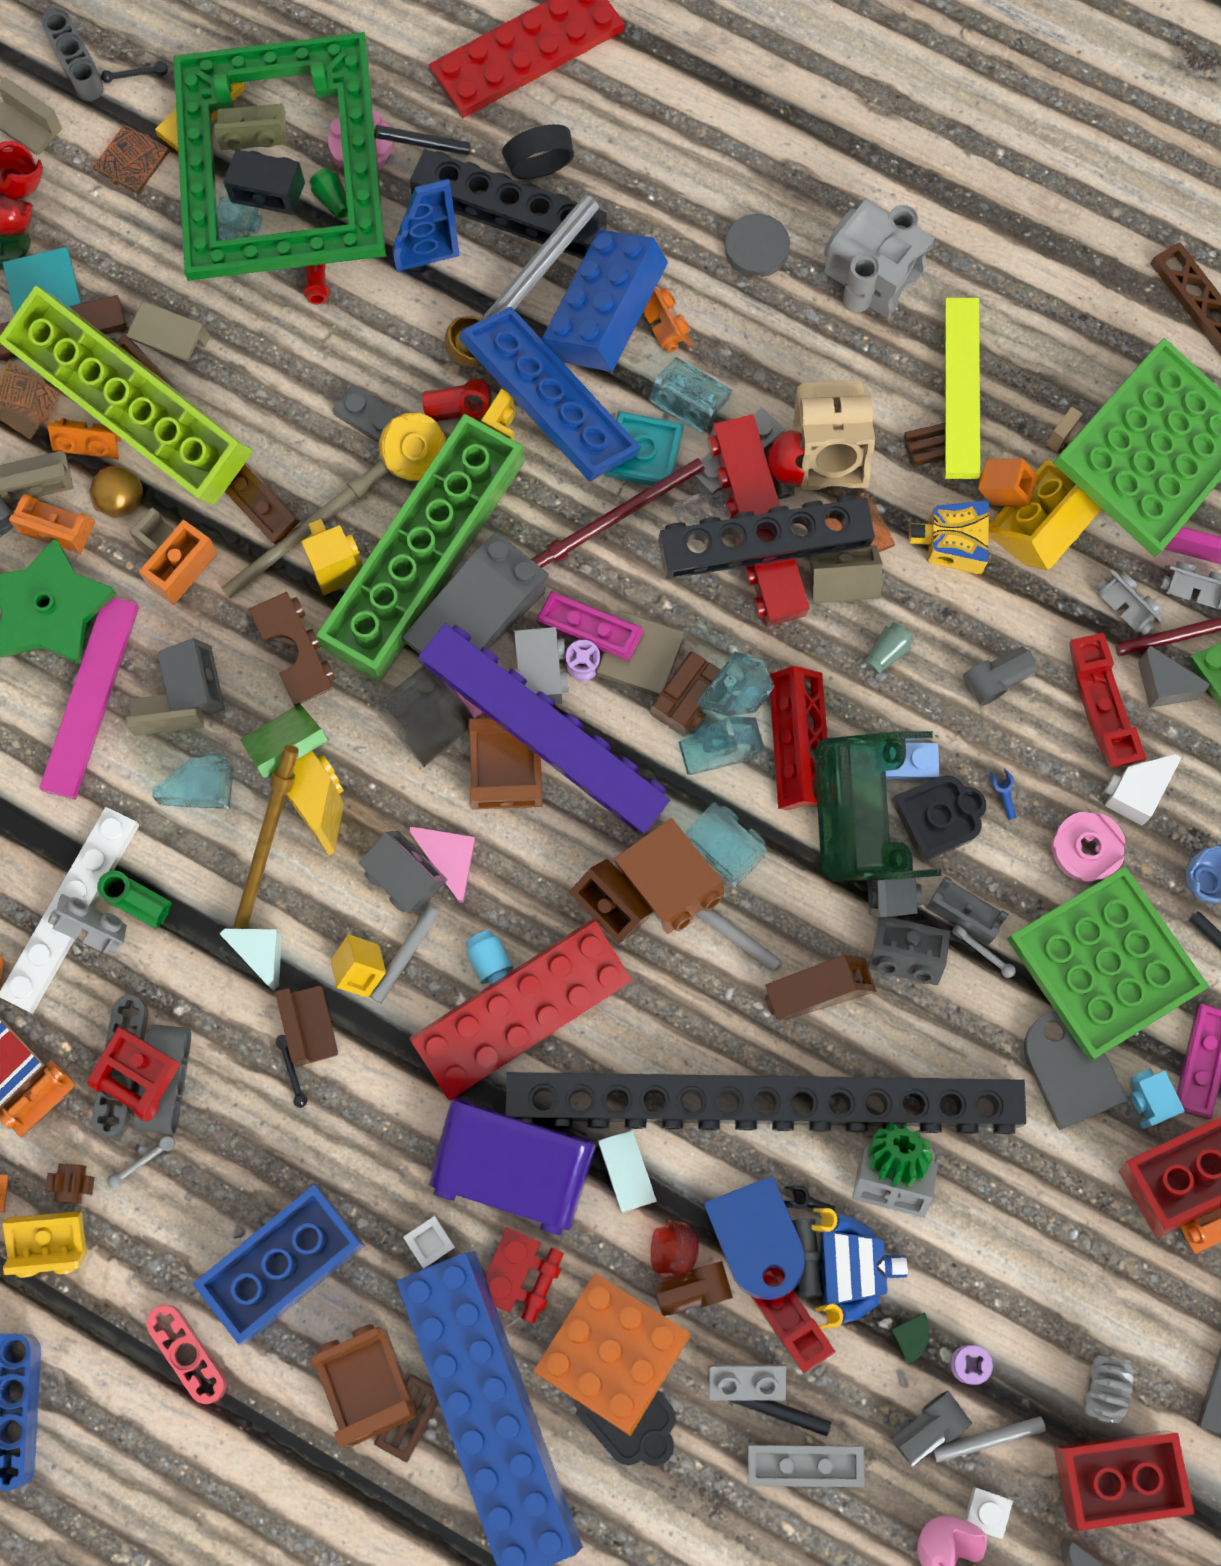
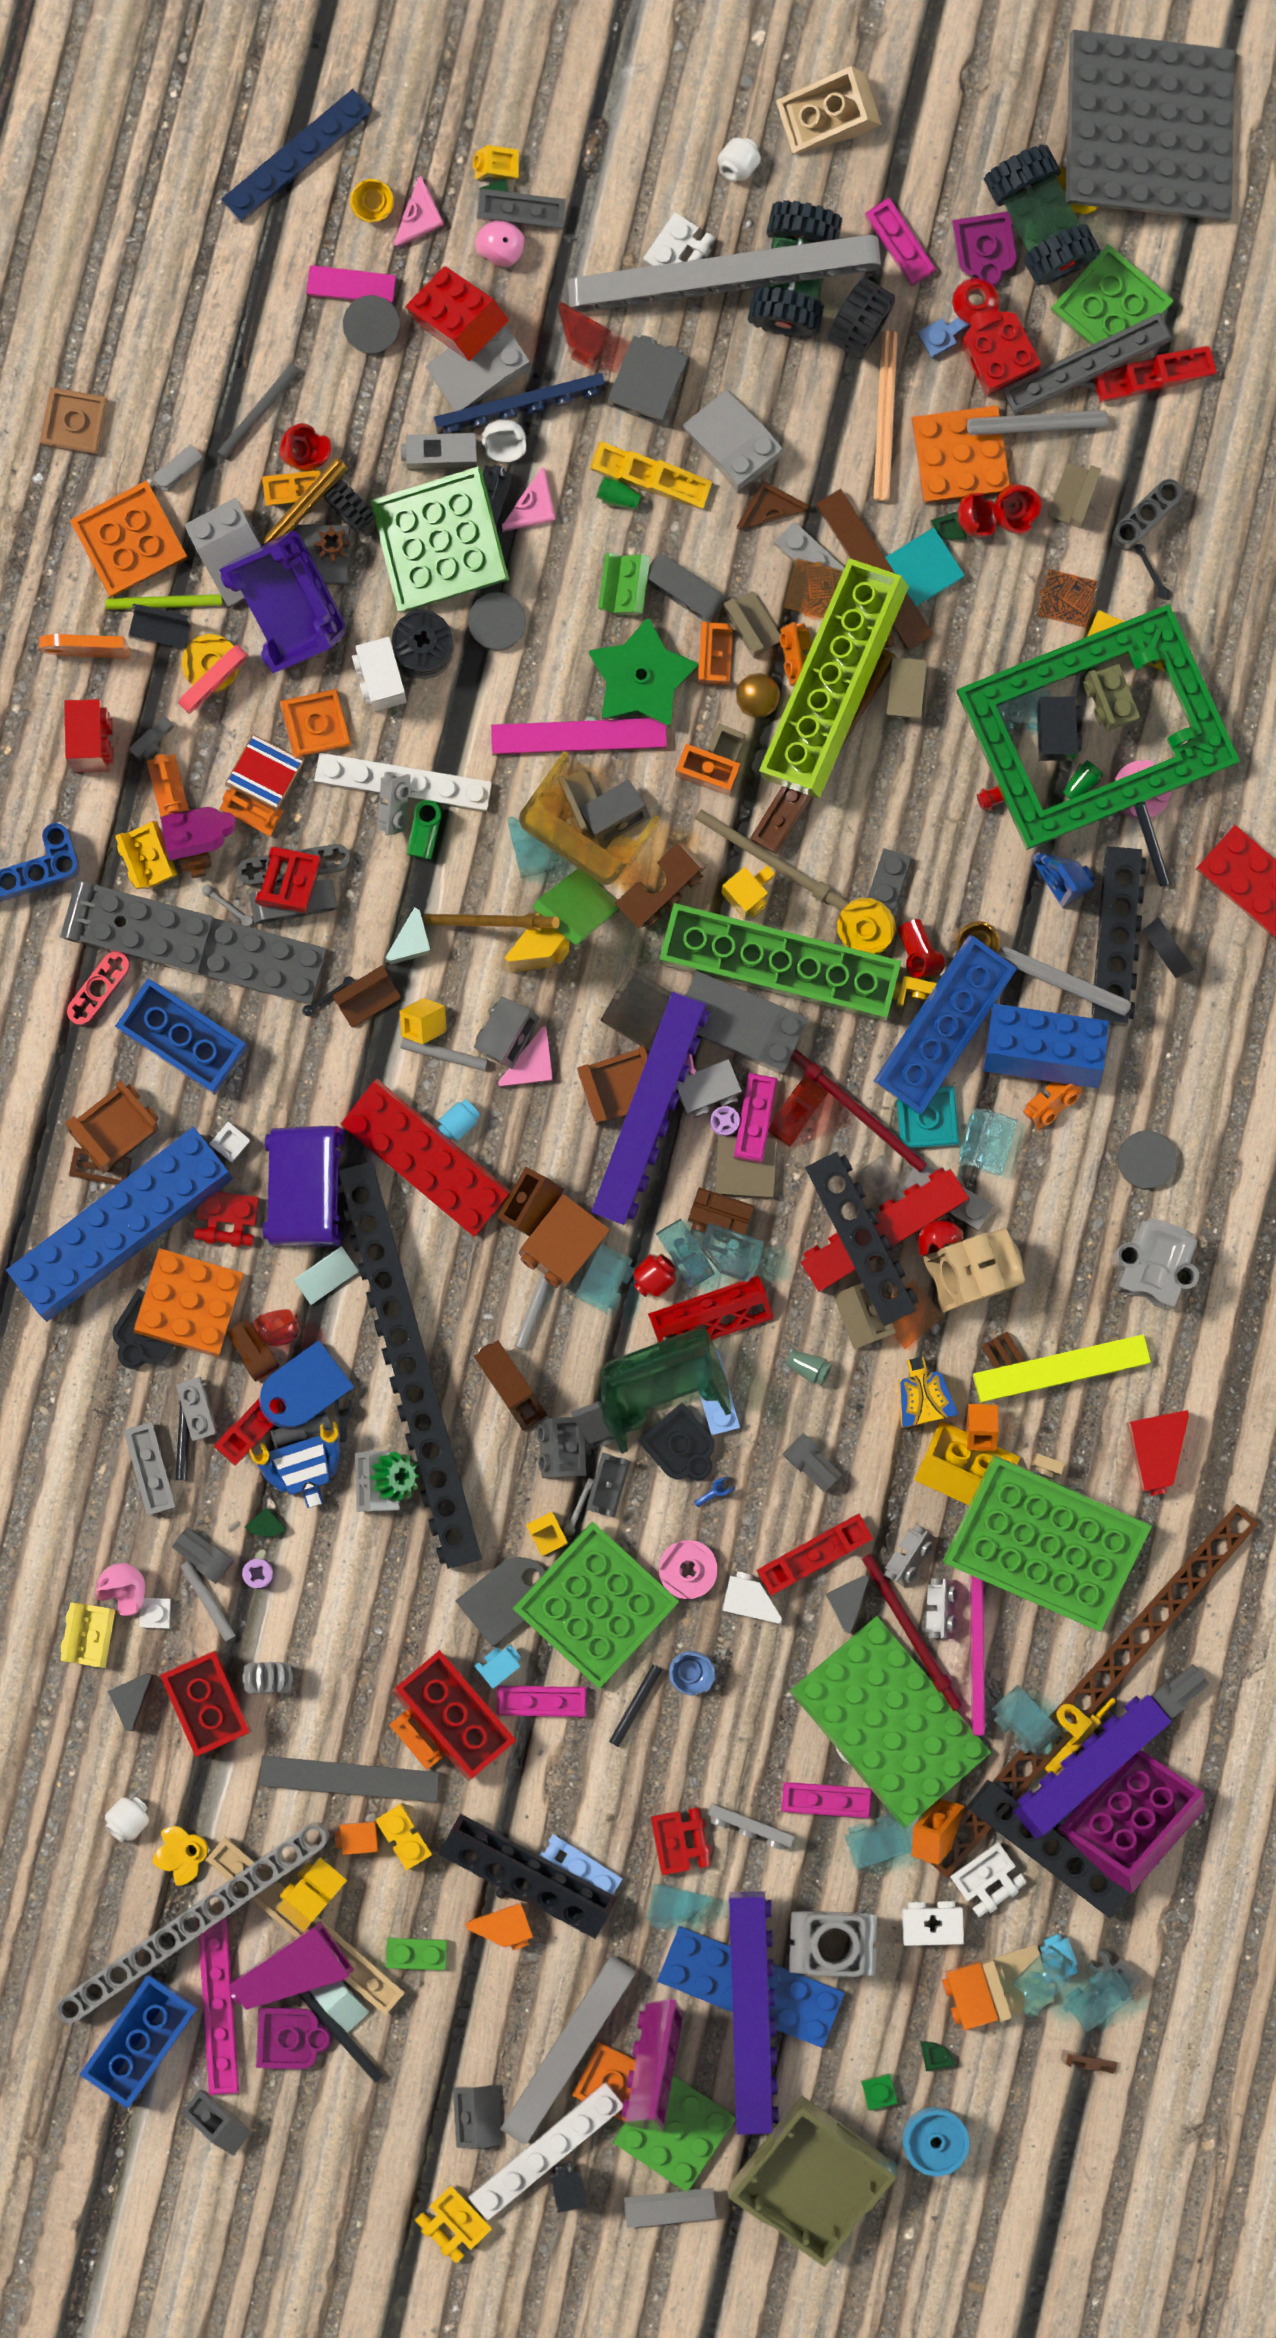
camera: 70 degrees right, 10 degrees up
(35, 1171) = (196, 831): none -> magenta plate
(167, 1221) = (193, 942): none -> dark grey hinge
(241, 703) = (542, 822): none -> clear yellow windscreen
(595, 577) = (797, 1110): none -> clear red slope
(738, 786) = (654, 1275): none -> red head
(1006, 996) = (547, 1533): none -> yellow panel
(1076, 315) = (1157, 1449): none -> red slope

